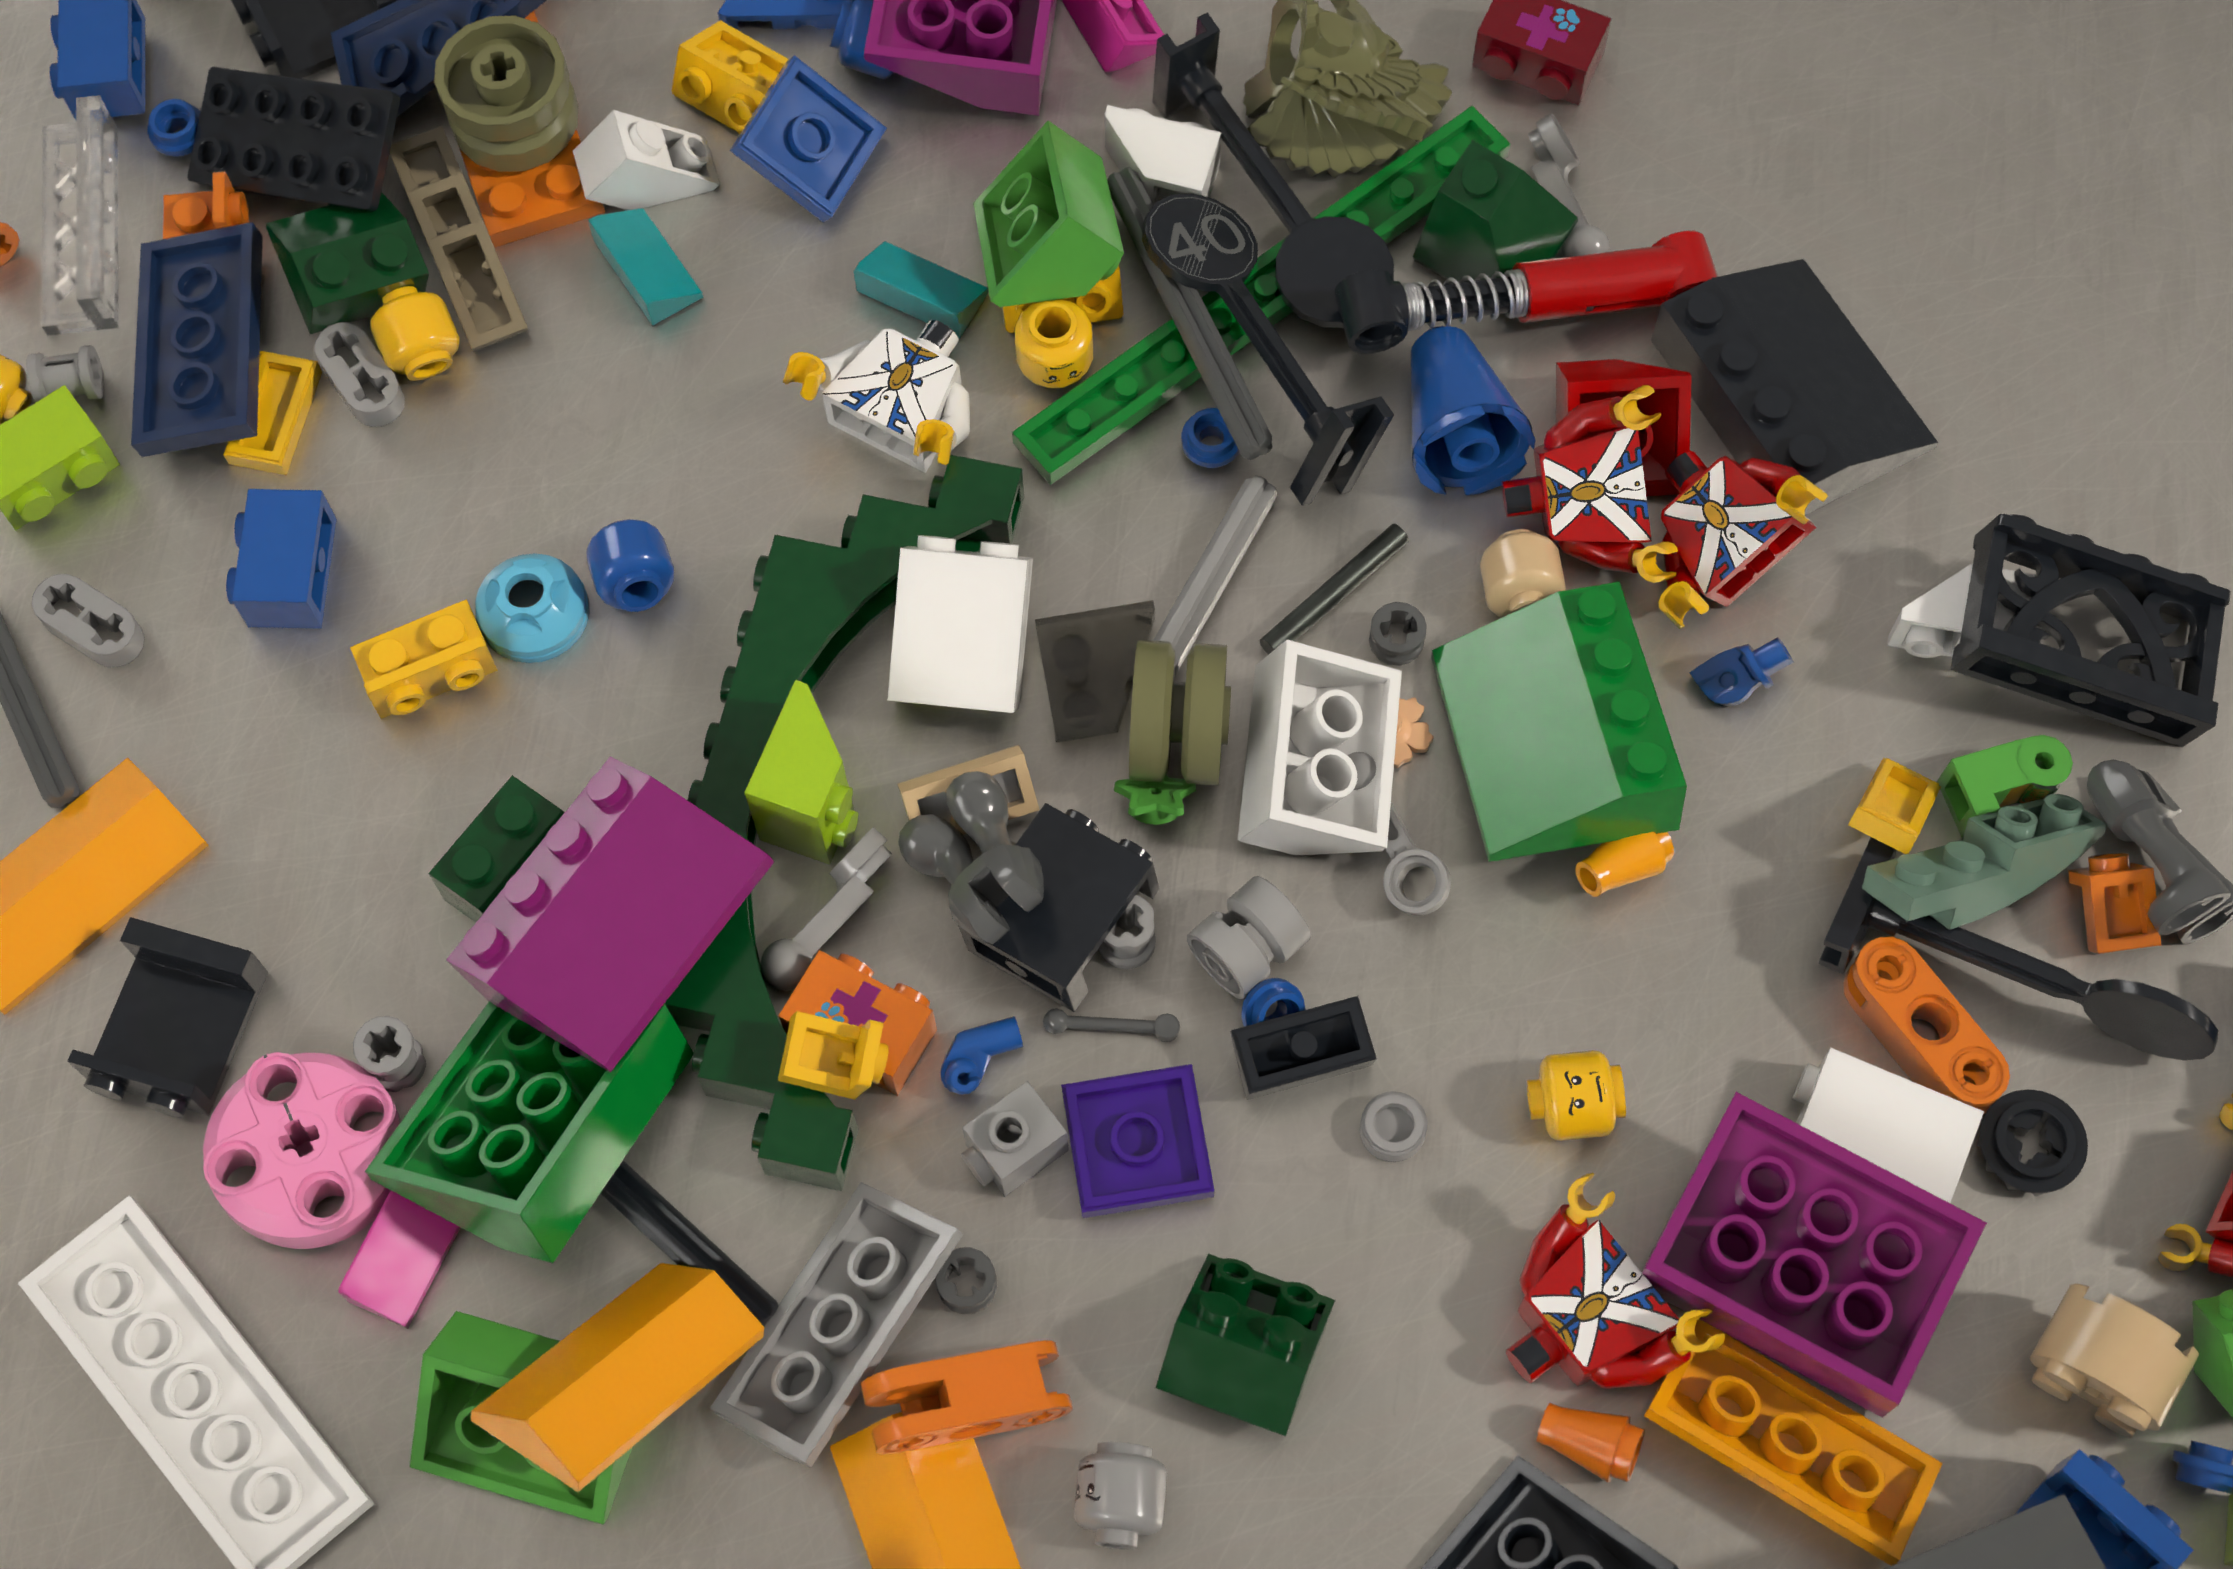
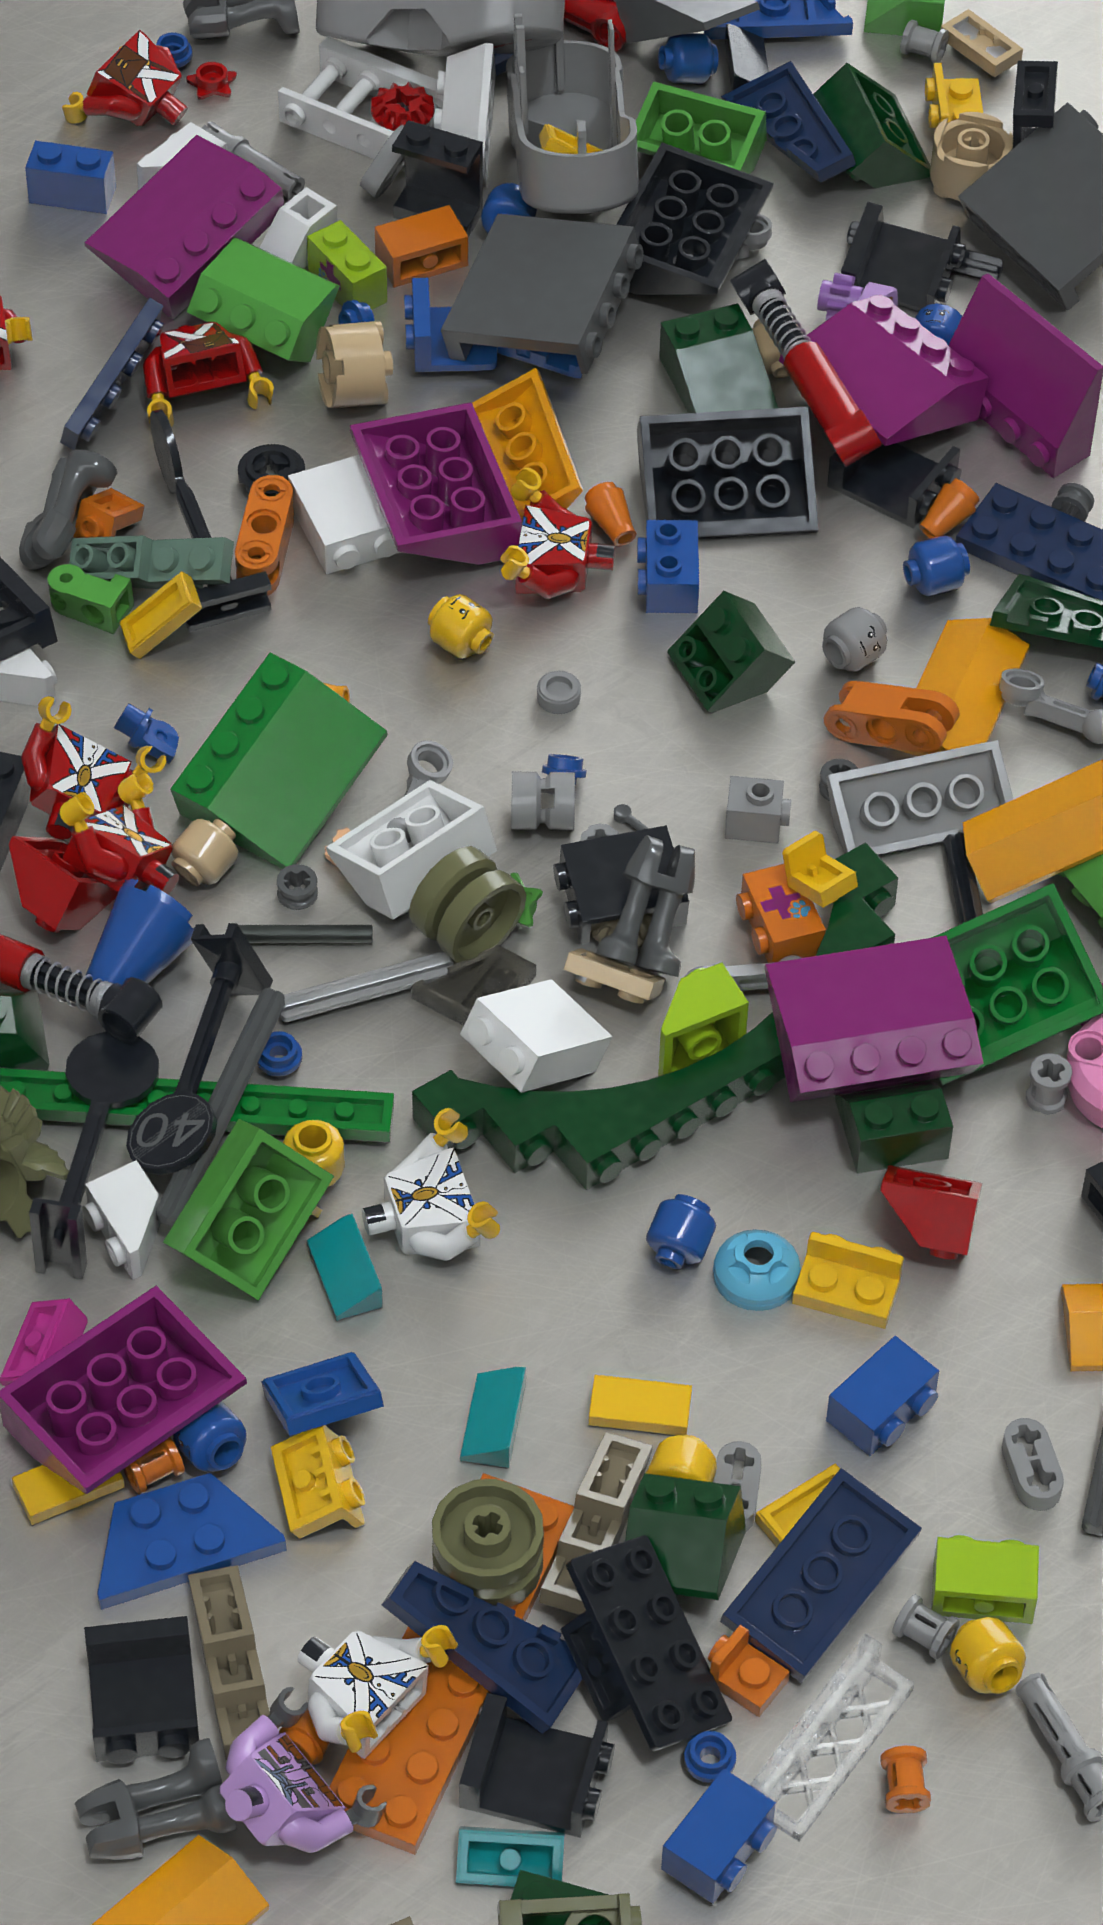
camera: 140 degrees left, 15 degrees down
(399, 800) = (934, 1208): none -> red slope
(520, 381) = (640, 1405): none -> yellow tile
(643, 163) = (433, 1463): white slope -> none
(973, 1050) = (731, 870): blue arm -> none
(1137, 1141) = (692, 770): dark purple plate -> none
(1302, 1047) = (572, 736): black slope -> none
(1442, 1414) = (670, 566): none -> blue brick

